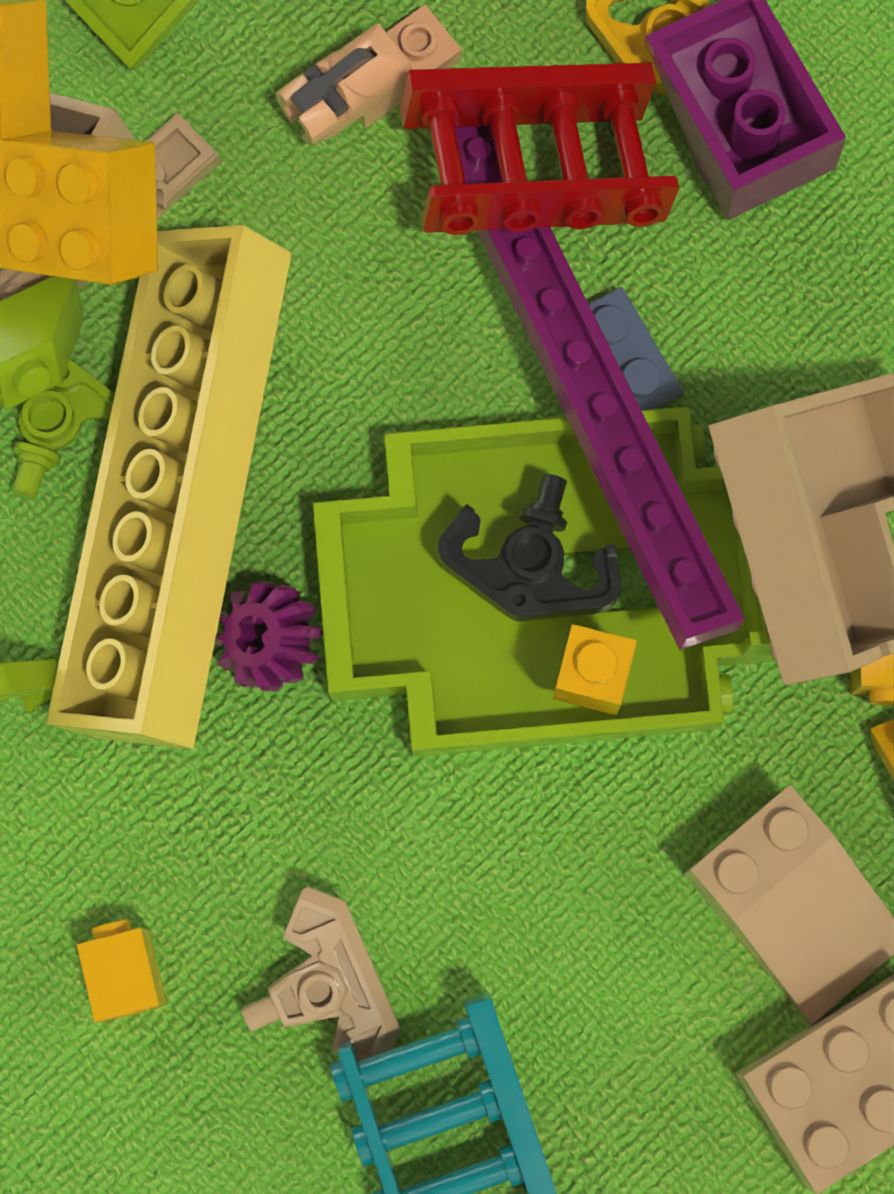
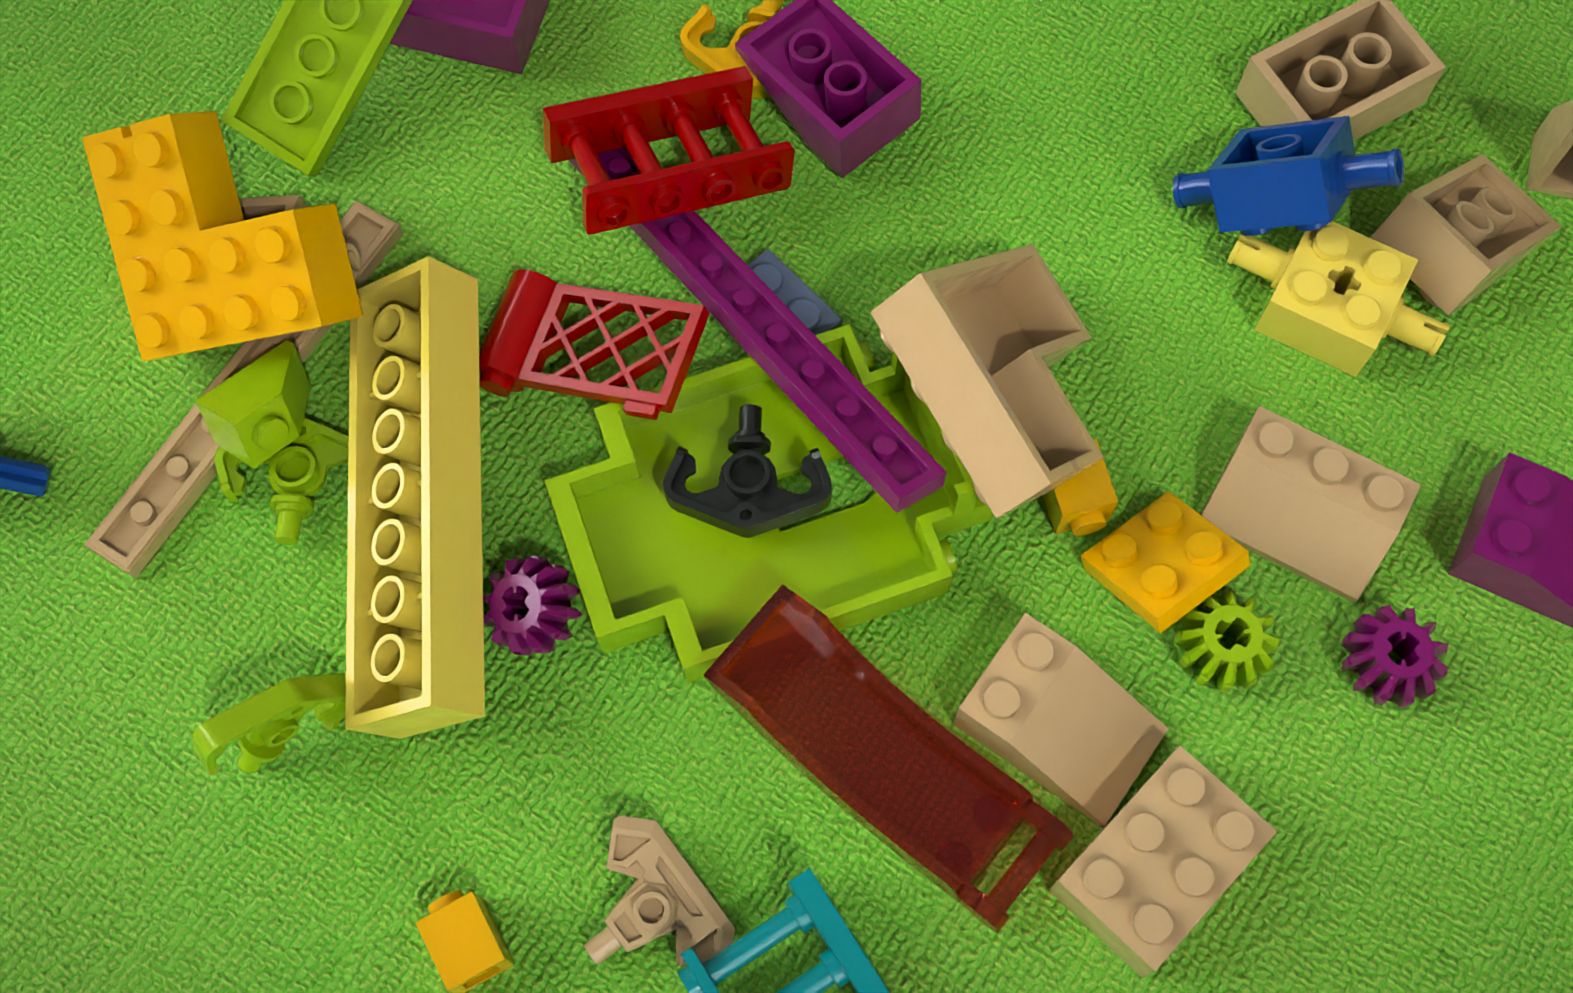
camera: 15 degrees left, 10 degrees down
(327, 329) = (527, 331): none -> red piece
(366, 75) = (504, 136): light nougat plate -> none
(594, 669) = (827, 553): yellow brick -> none
(597, 893) = (882, 755): none -> clear red windscreen

